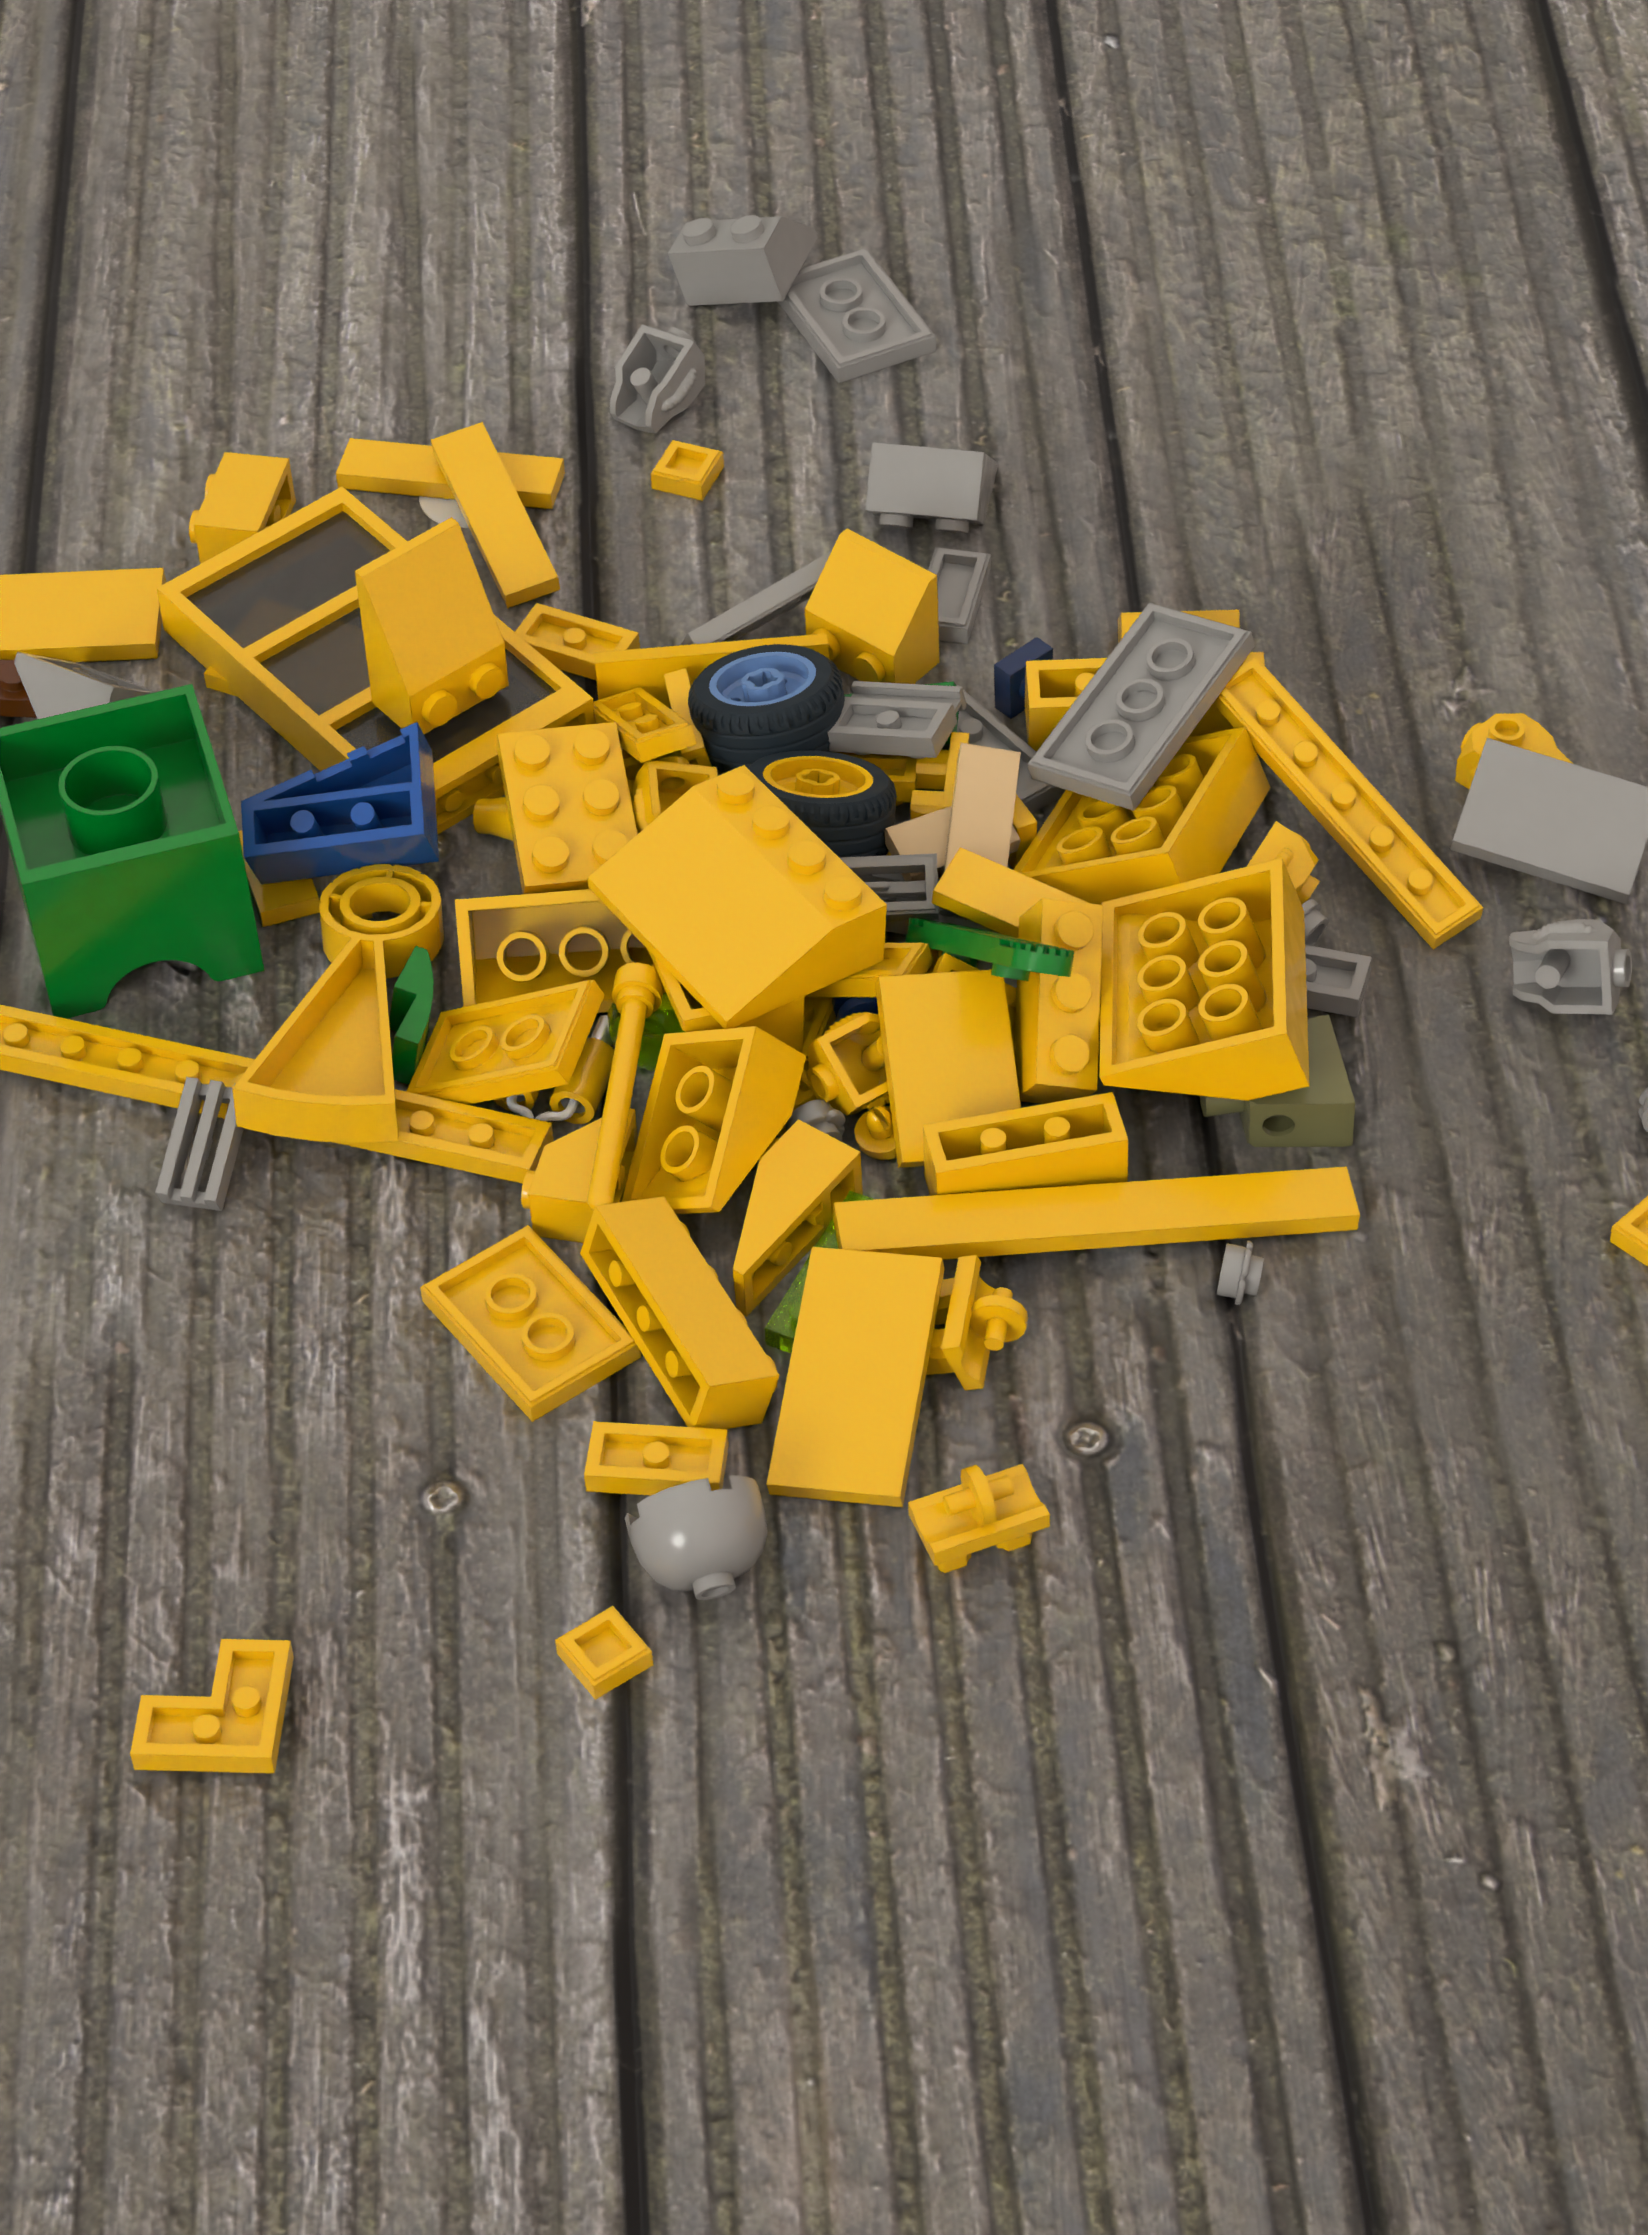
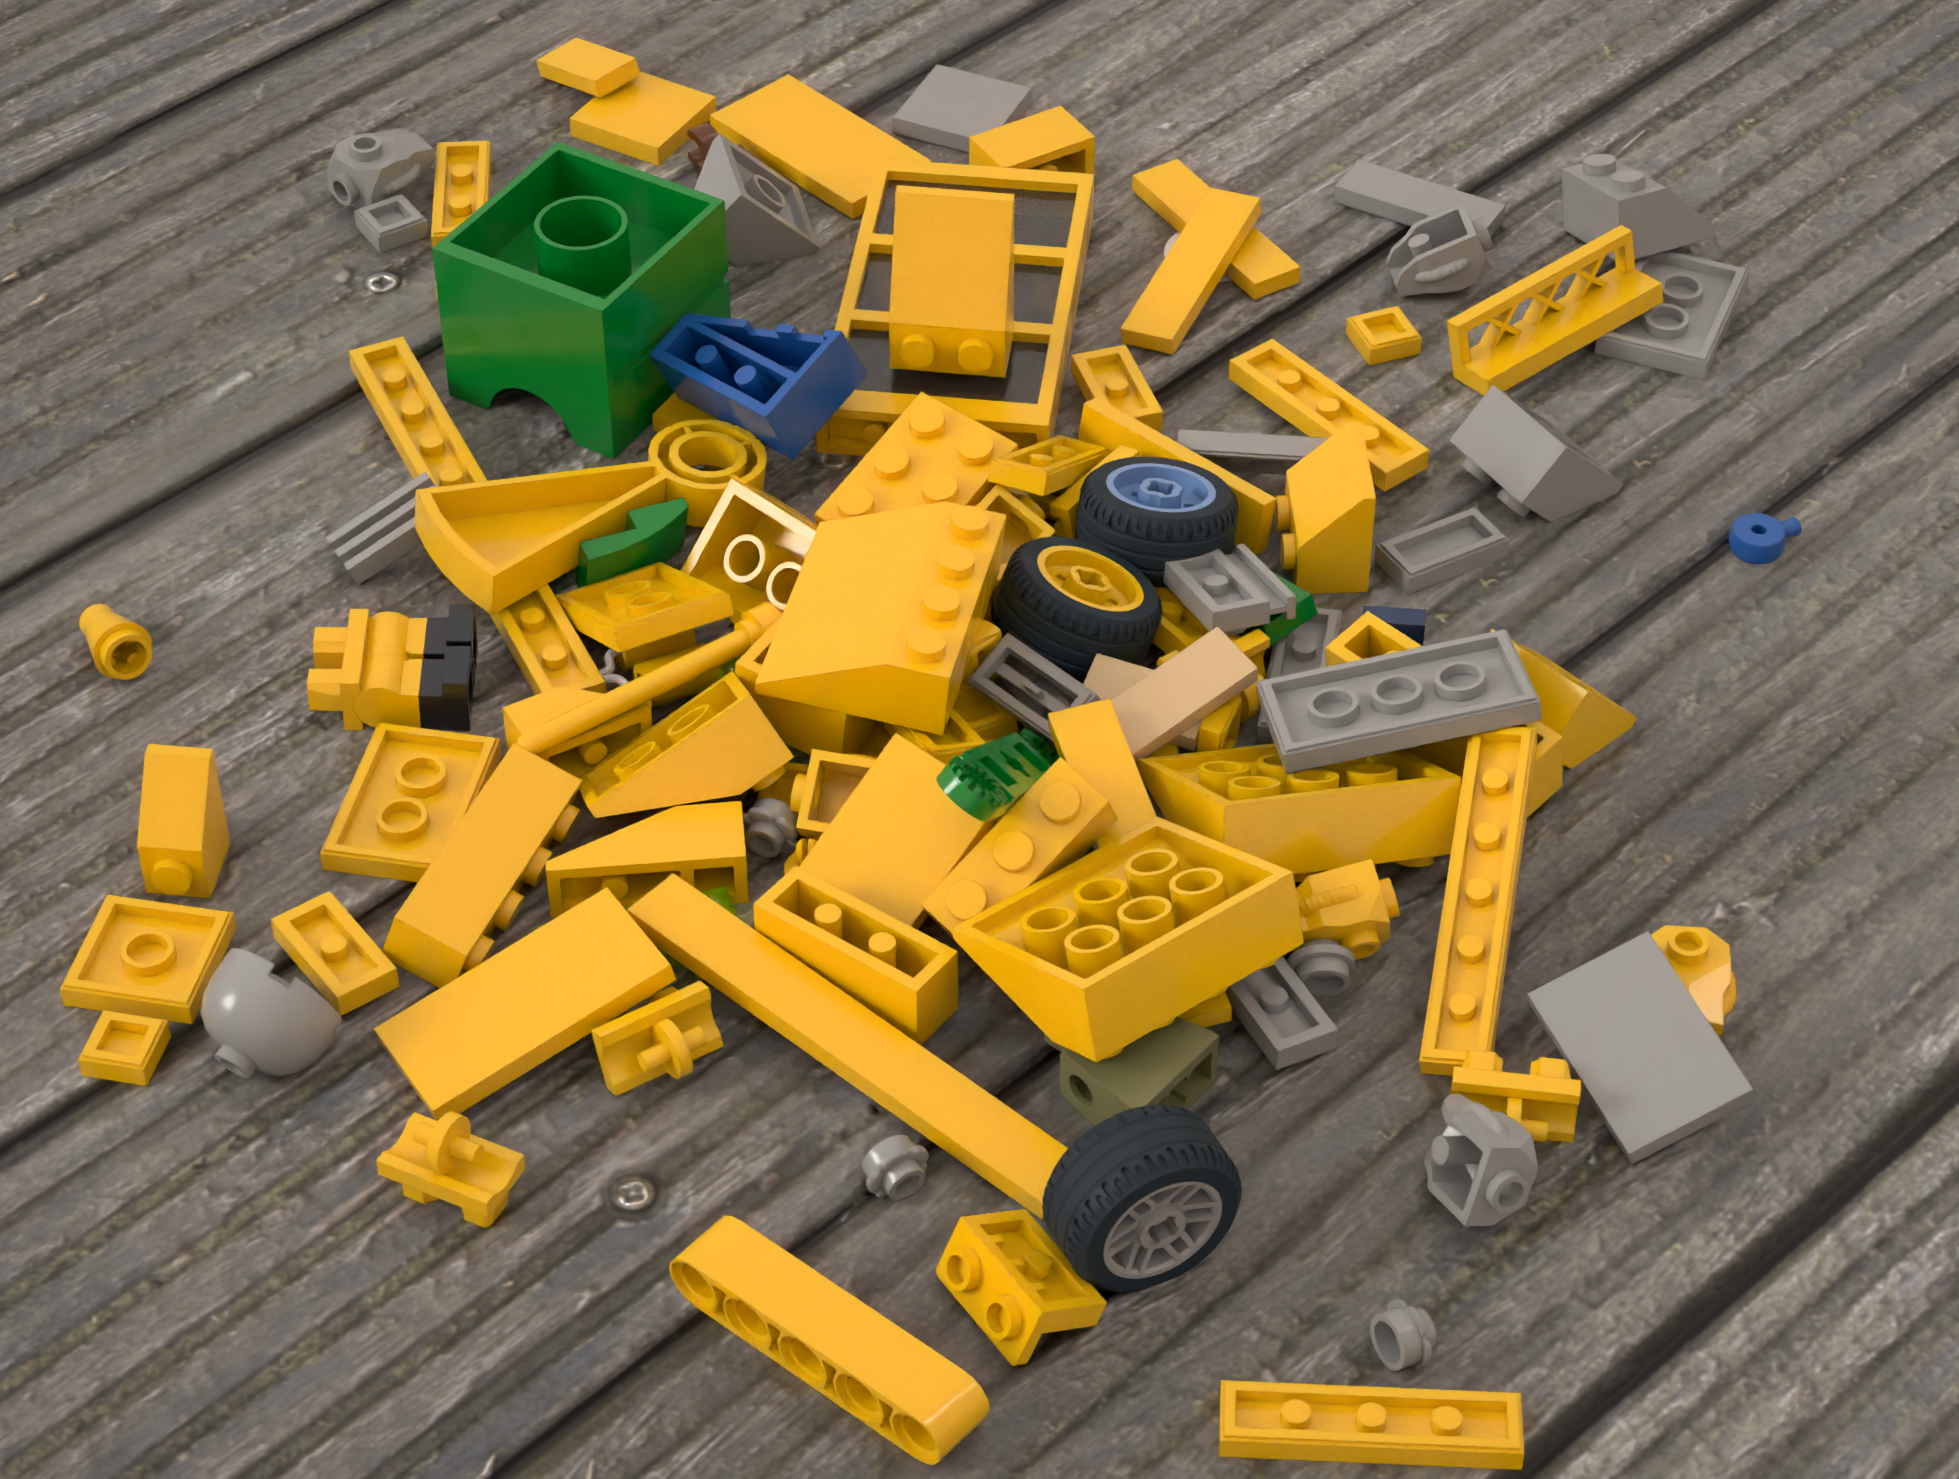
camera: 45 degrees right, 5 degrees down
(118, 513) = (958, 105): none -> light grey tile
(121, 1394) = (116, 643): none -> yellow cone
(382, 1235) = (397, 669): none -> yellow hips
(423, 1464) = (181, 822): none -> yellow slope
(519, 1582) = (148, 959): none -> yellow tile
(560, 354) = (1408, 198): none -> light grey tile
(725, 551) = (1323, 408): none -> yellow plate
(803, 373) = (1550, 327): none -> yellow fence
(1134, 436) = (1760, 537): none -> blue piece
(1363, 1407) = (830, 1340): none -> yellow beam
(1417, 1278) = (1015, 1282): none -> yellow bracket
(1442, 1149) = (1141, 1198): none -> black wheel
(1537, 902) = (1540, 1101): none -> yellow hips

